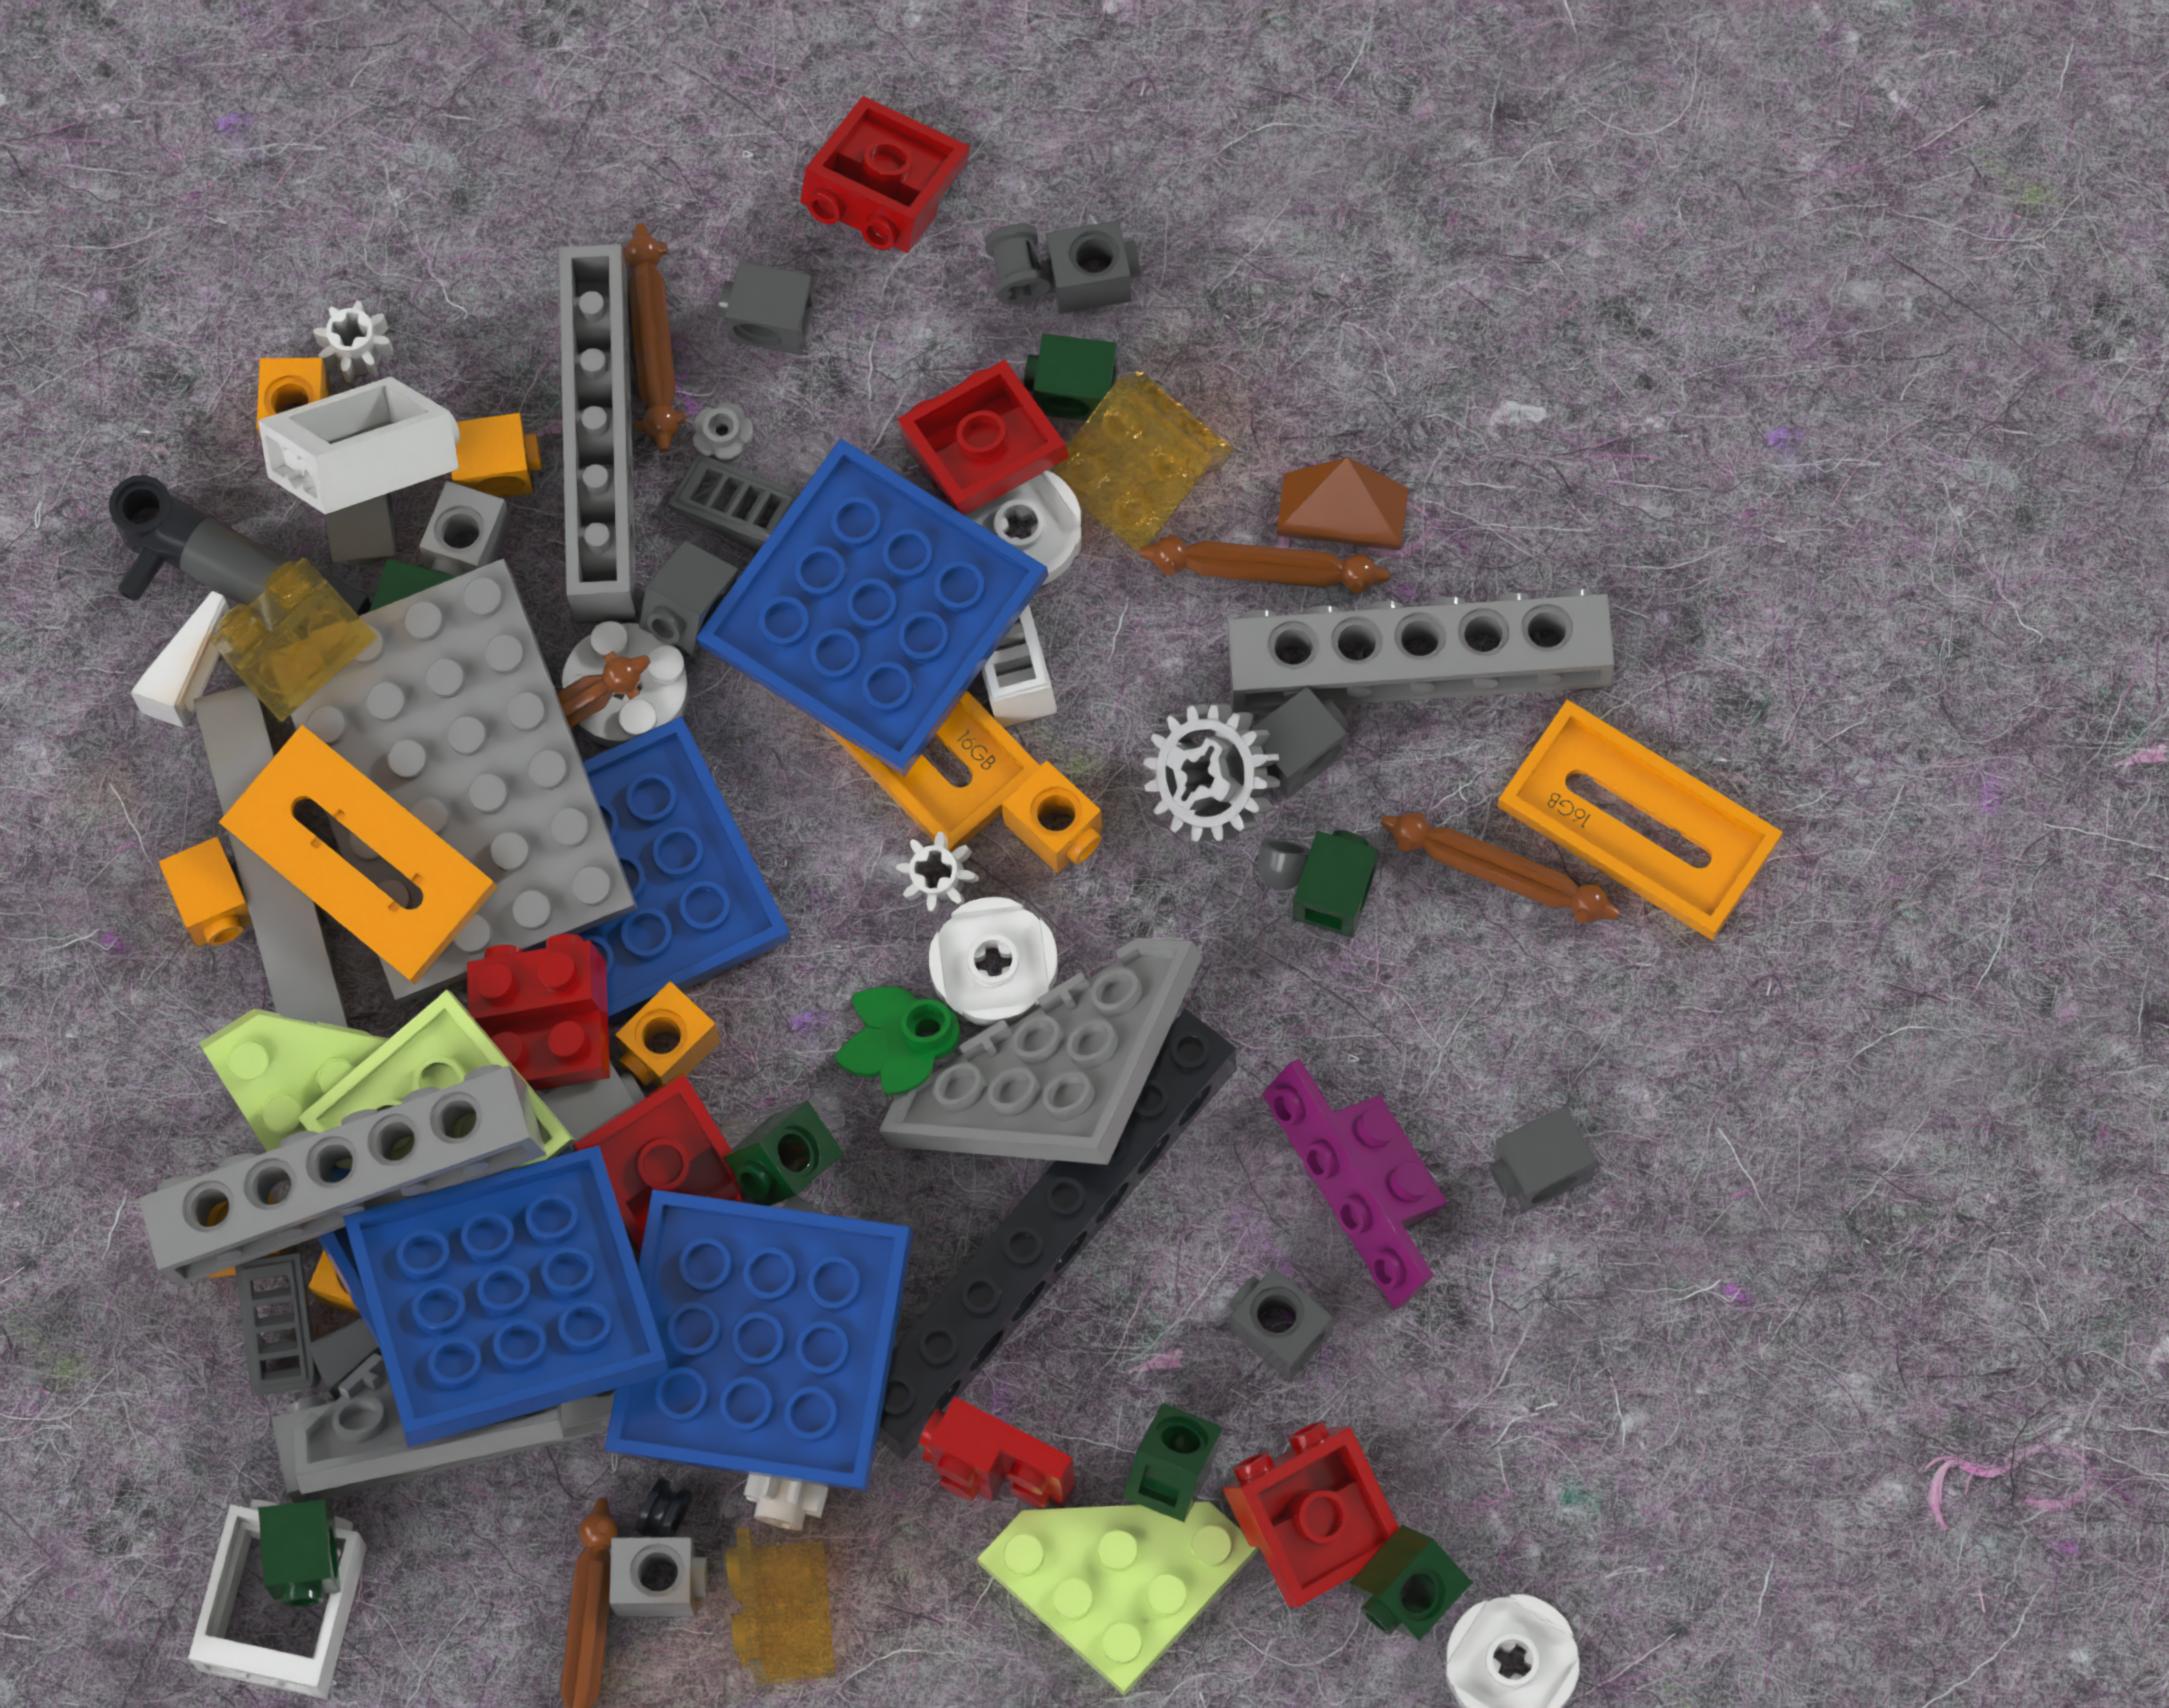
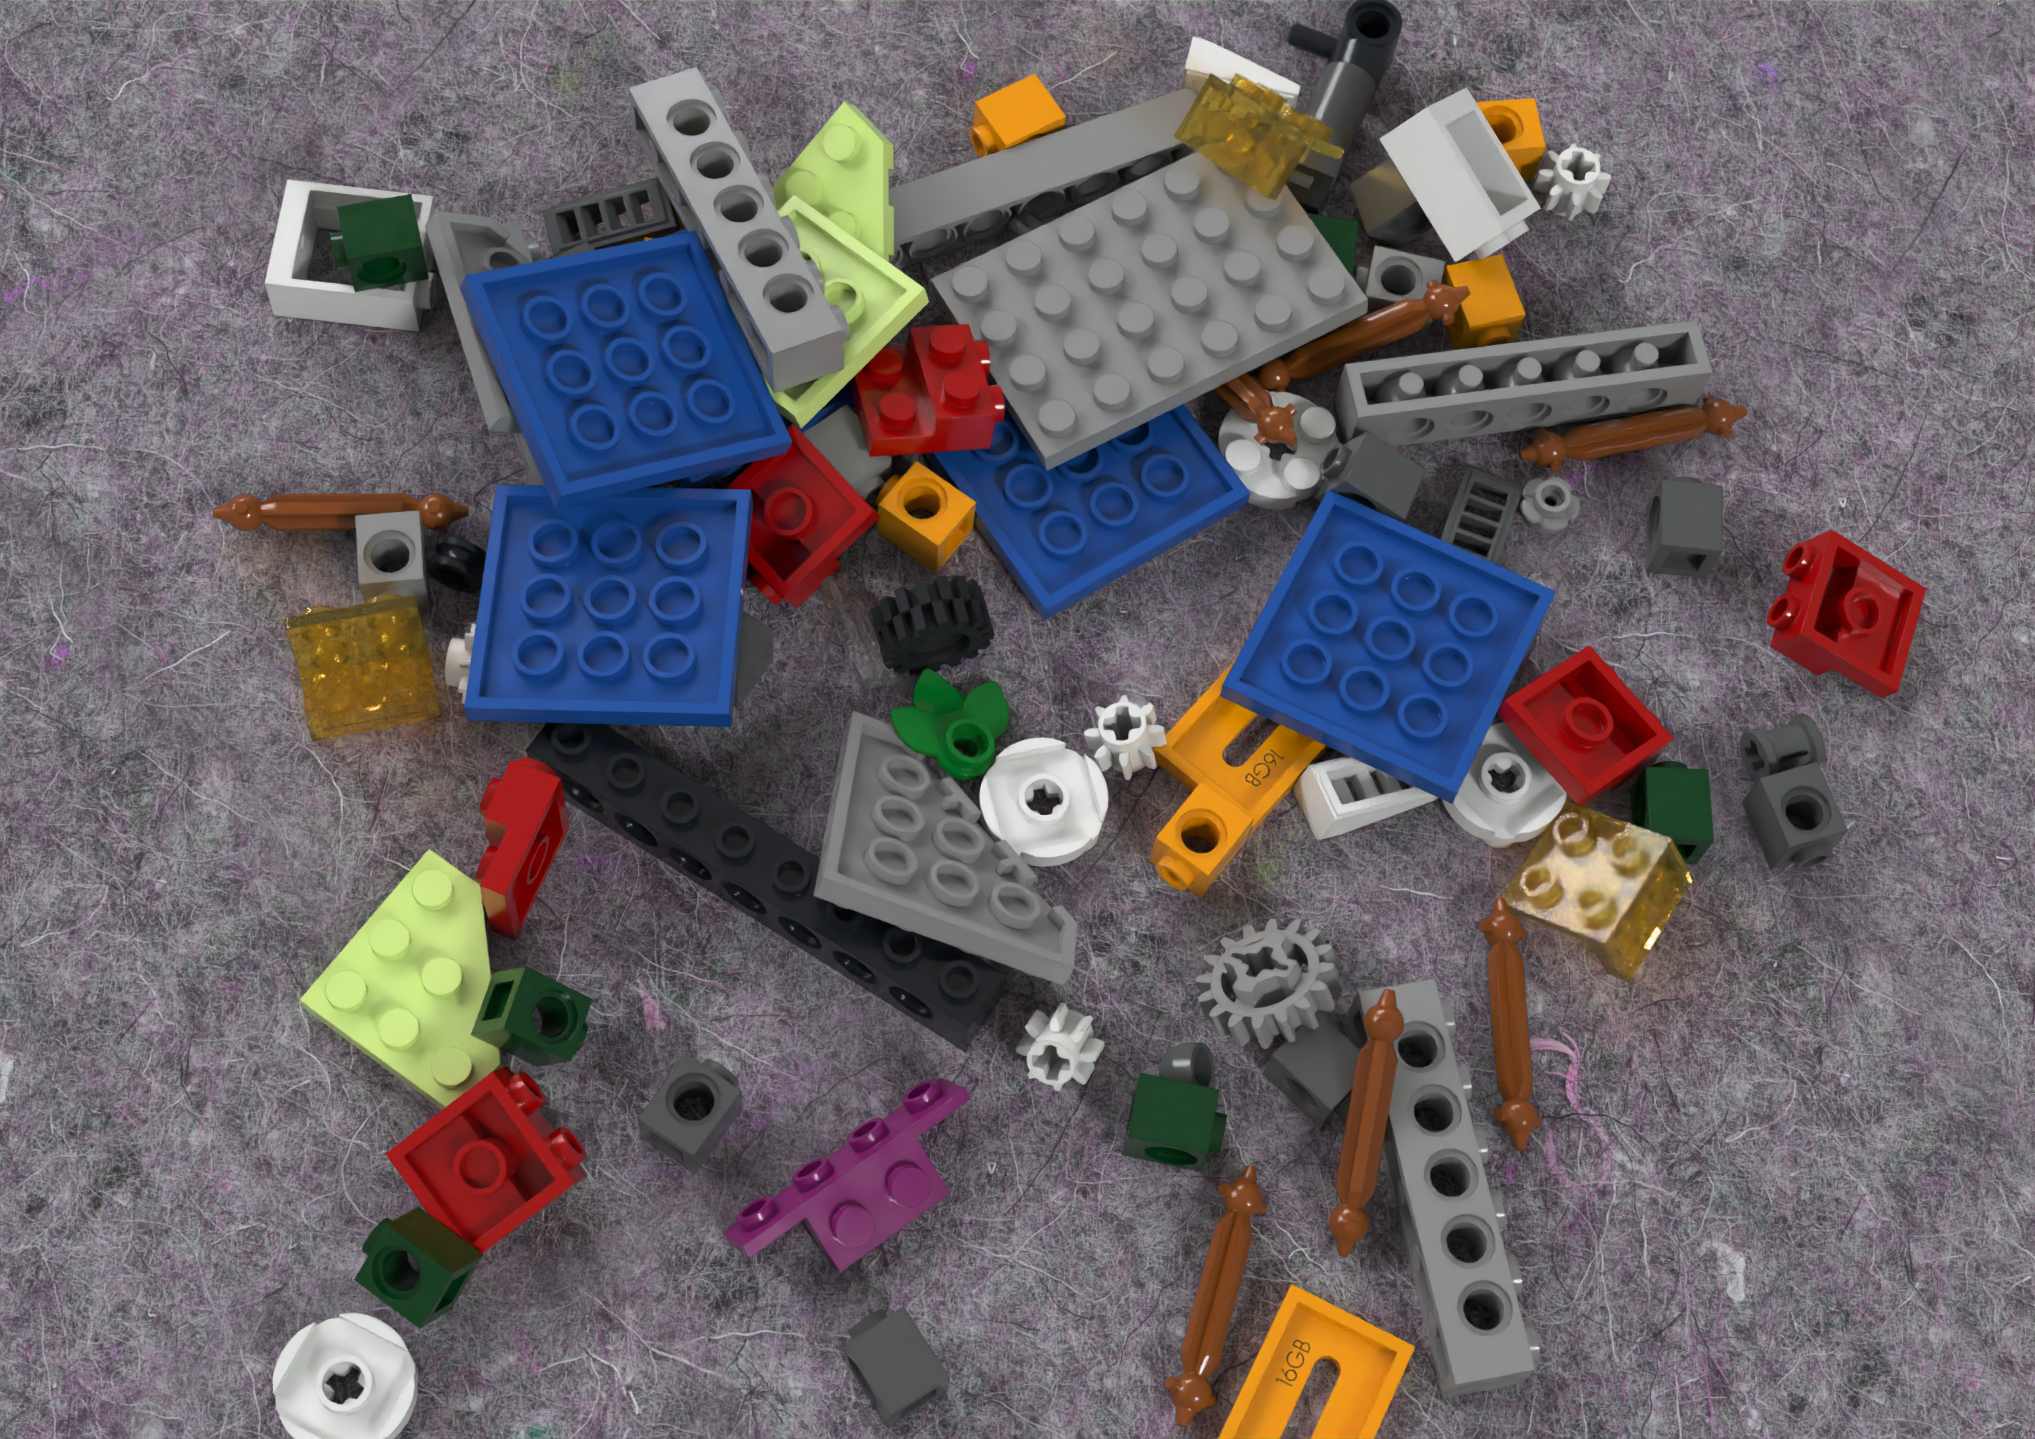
camera: 70 degrees right, 5 degrees down
(400, 936) = (1045, 292): light orange piece -> none
(515, 546) = (1362, 336): none -> dark orange wheel
(801, 1039) = (932, 625): none -> black tyre
(802, 1146) = (816, 642): dark green brick -> none
(1252, 974) = (1060, 1047): none -> white gear
(1343, 505) = (1589, 1098): dark orange slope -> none
(1361, 703) = (1366, 1122): none -> dark orange wheel

